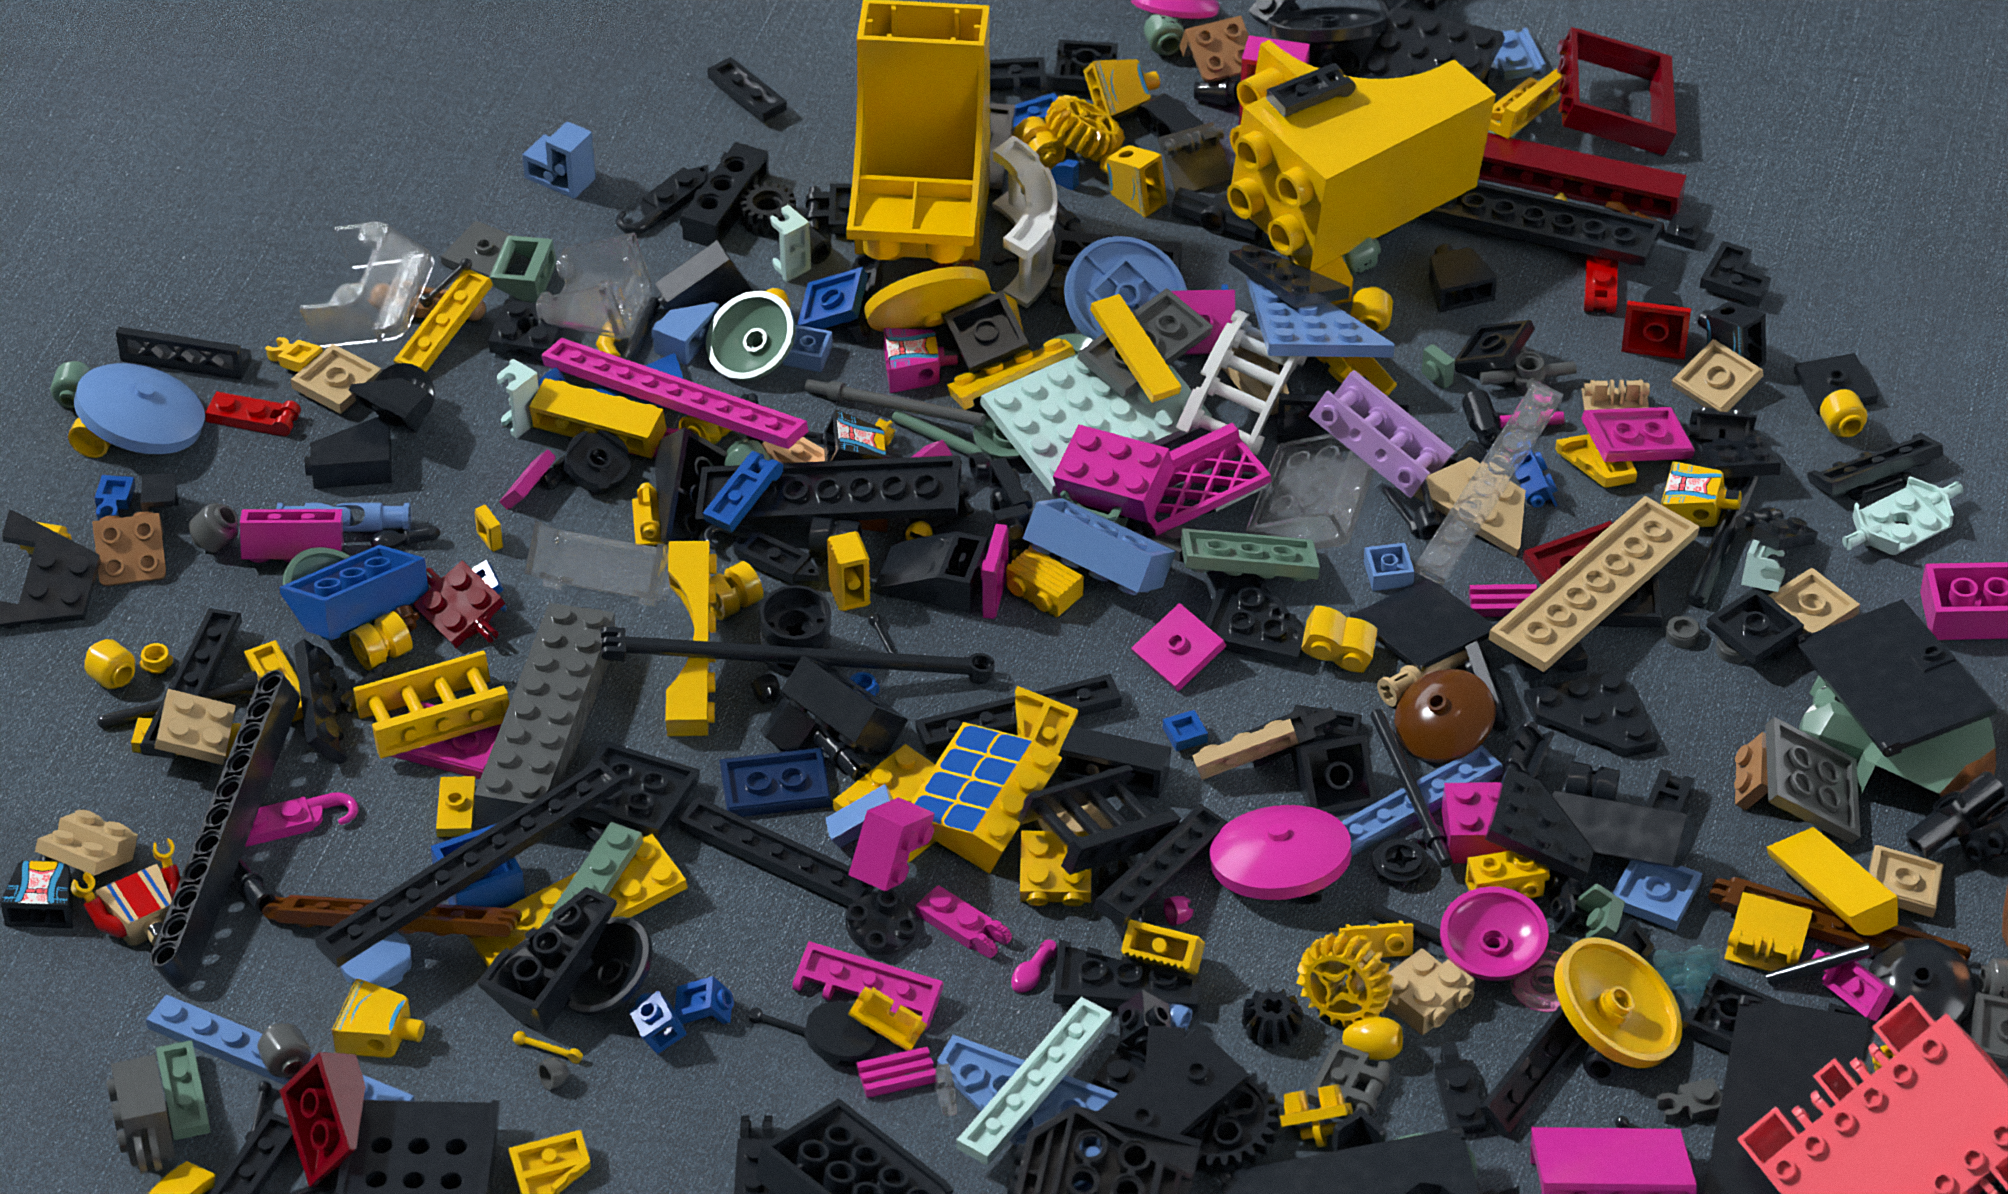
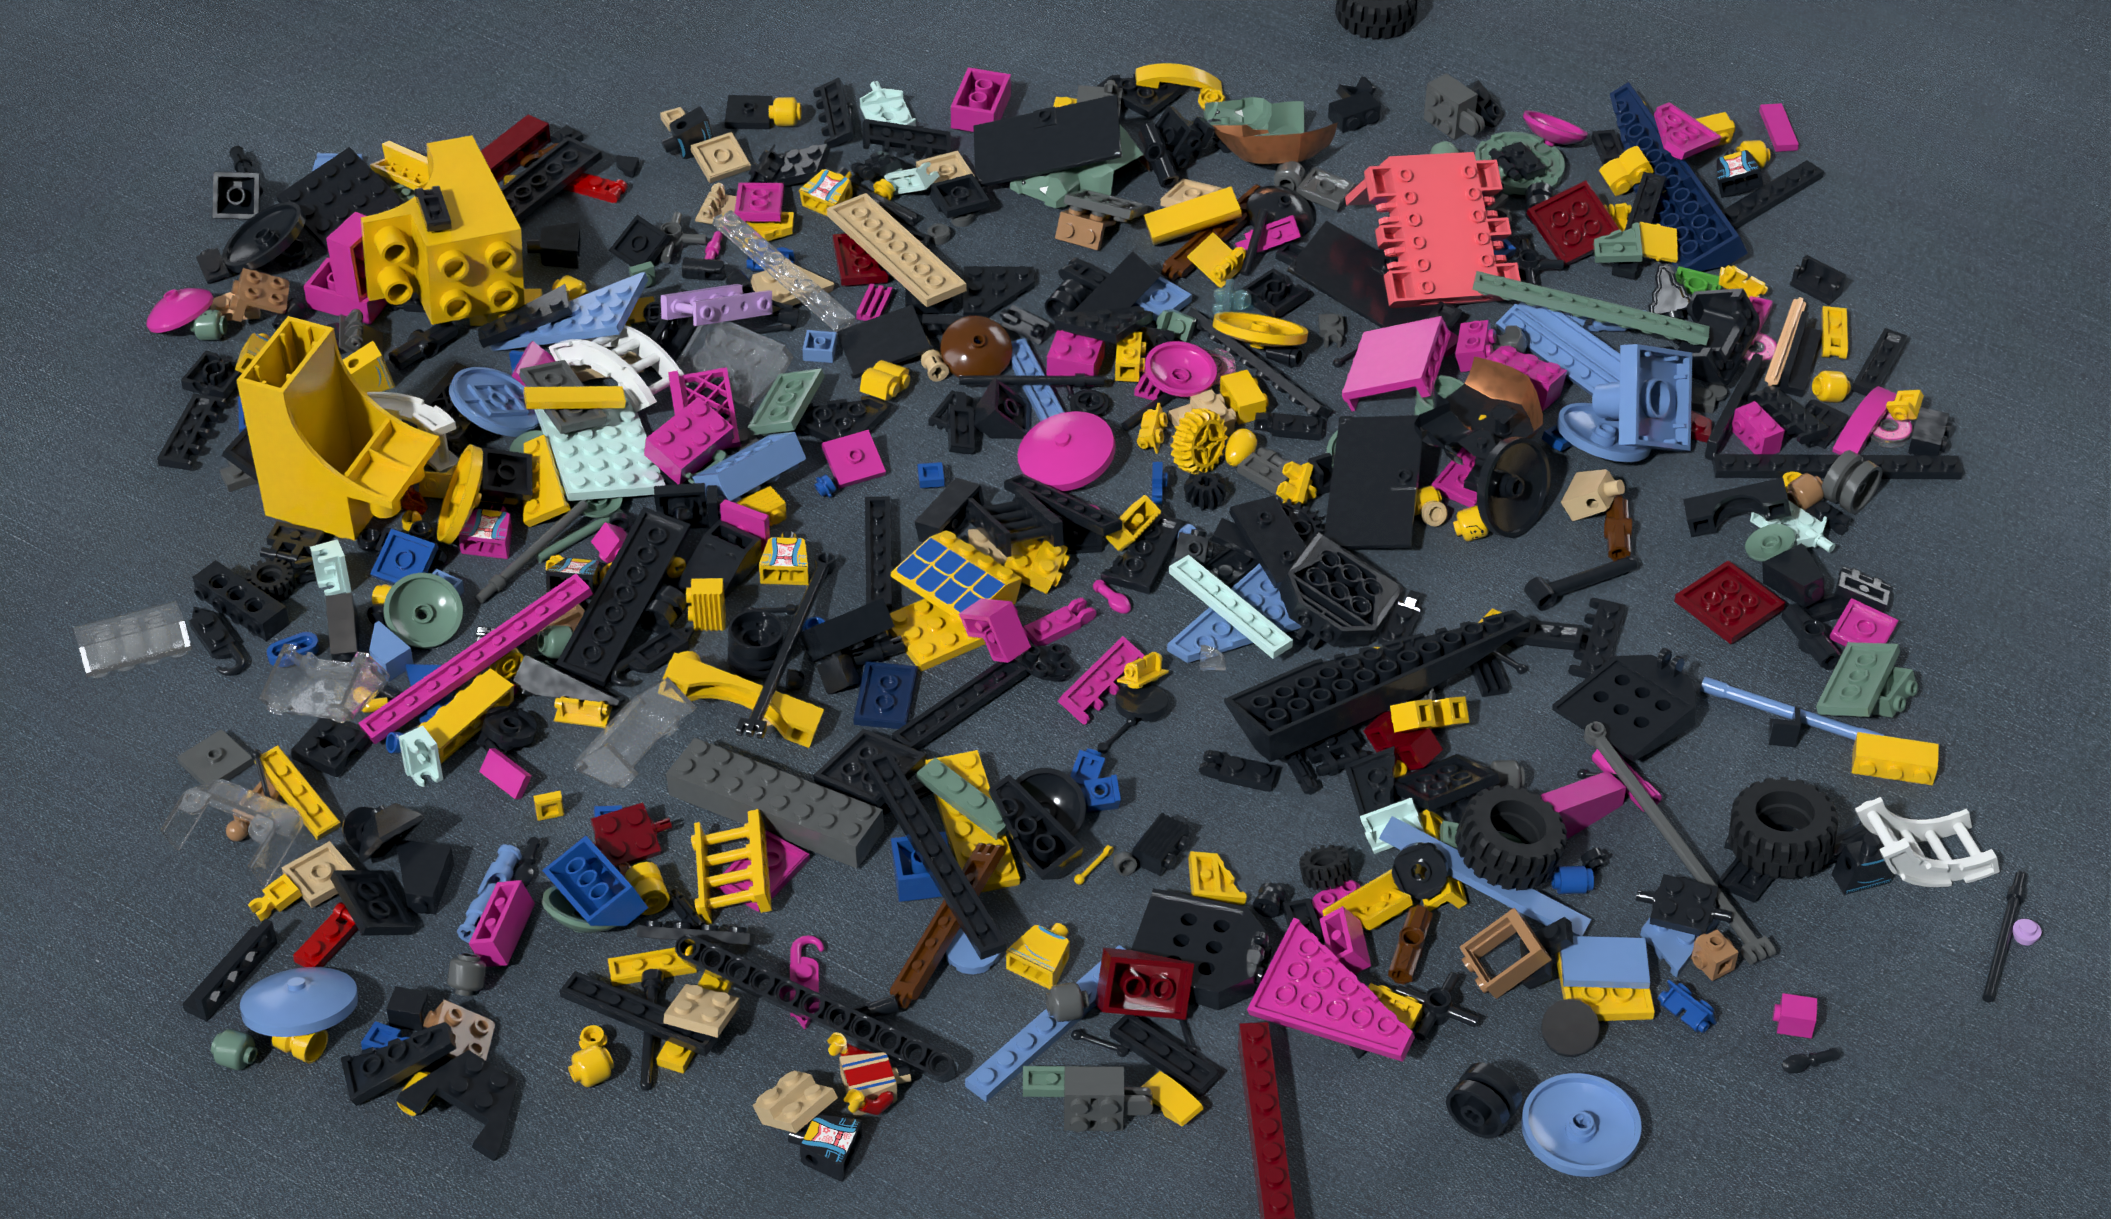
camera: 75 degrees left, 0 degrees up
(70, 502) = (386, 1066): none -> black wing
(293, 421) = (372, 902): none -> black plate
(455, 806) = (834, 877): yellow plate -> none
(538, 273) = (259, 723): sand green tile -> none
(562, 160) = (147, 688): medium blue brick -> none
(590, 1102) = (1161, 844): none -> black brick
(638, 131) = (132, 639): none -> clear slope
(663, 254) = (303, 641): none -> blue plate
(742, 491) = (604, 640): blue plate -> none
(747, 89) = (118, 566): black plate -> none
(847, 823) = (949, 648): medium blue slope -> none
(895, 1067) = (1182, 668): dark pink tile -> none
(969, 626) = (784, 561): none -> torso
(1043, 719) = (899, 537): yellow wing -> none
(1122, 634) = (825, 486): none -> blue plate
(1245, 748) = (970, 443): tan plate -> none
(1267, 963) = (1159, 480): none -> blue plate
(1485, 1022) = (1243, 395): none -> yellow brick
(1627, 59) = (383, 125): dark red window -> none
(1656, 329) = (668, 165): red slope -> none
(1728, 275) = (625, 129): black plate -> none
(1735, 550) = (884, 188): none -> yellow plate
(1782, 318) = (671, 115): none -> tan tile
(1842, 540) = (905, 137): none -> black hinge

